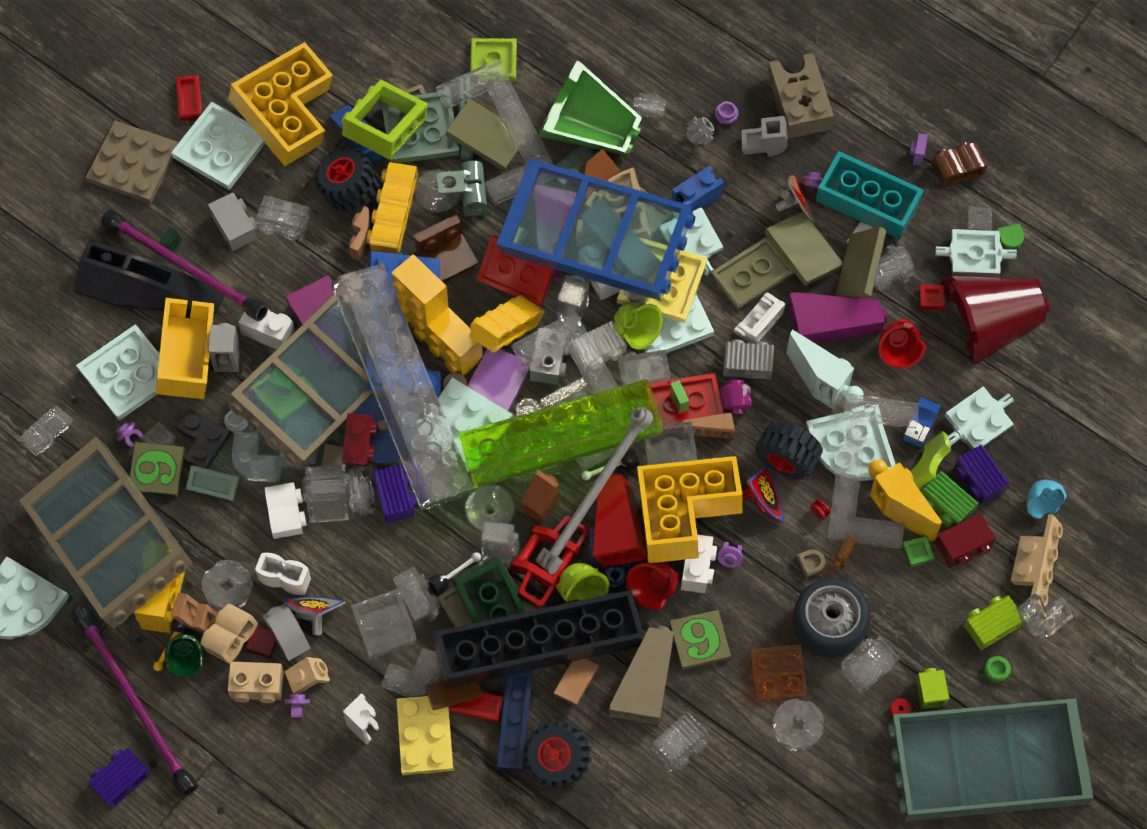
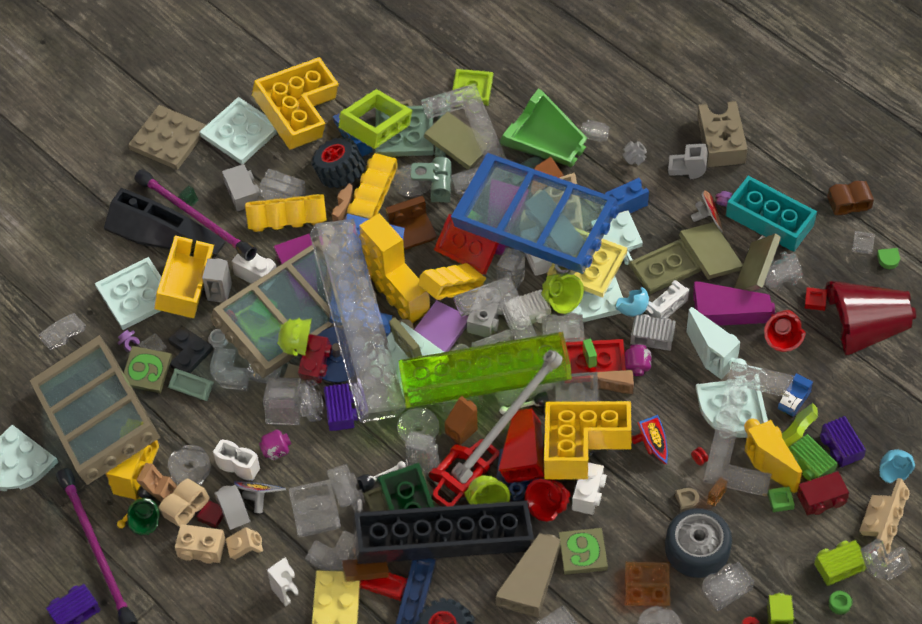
camera: 10 degrees right, 10 degrees down
(189, 97) = (221, 93): red tile -> none
(284, 510) = (246, 411): white brick -> none
(293, 249) = (287, 211): none -> yellow brick
(297, 704) = (232, 564): medium lavender plate -> none
(325, 549) = (275, 444): none -> magenta head
(333, 418) = (294, 335): none -> lime helmet
(462, 407) = (404, 339): none -> olive tile
(575, 681) = (471, 572): medium nougat slope -> none
(723, 328) = (635, 303): none -> medium azure hair
(726, 113) = (659, 142): medium lavender plate -> none
(730, 556) = (617, 485): medium lavender plate -> none
(789, 449) = (677, 403): black wheel -> none
(918, 149) = (817, 182): medium lavender plate -> none
(975, 253) = (857, 266): light aqua plate -> none
(979, 419) = (846, 397): light aqua plate -> none

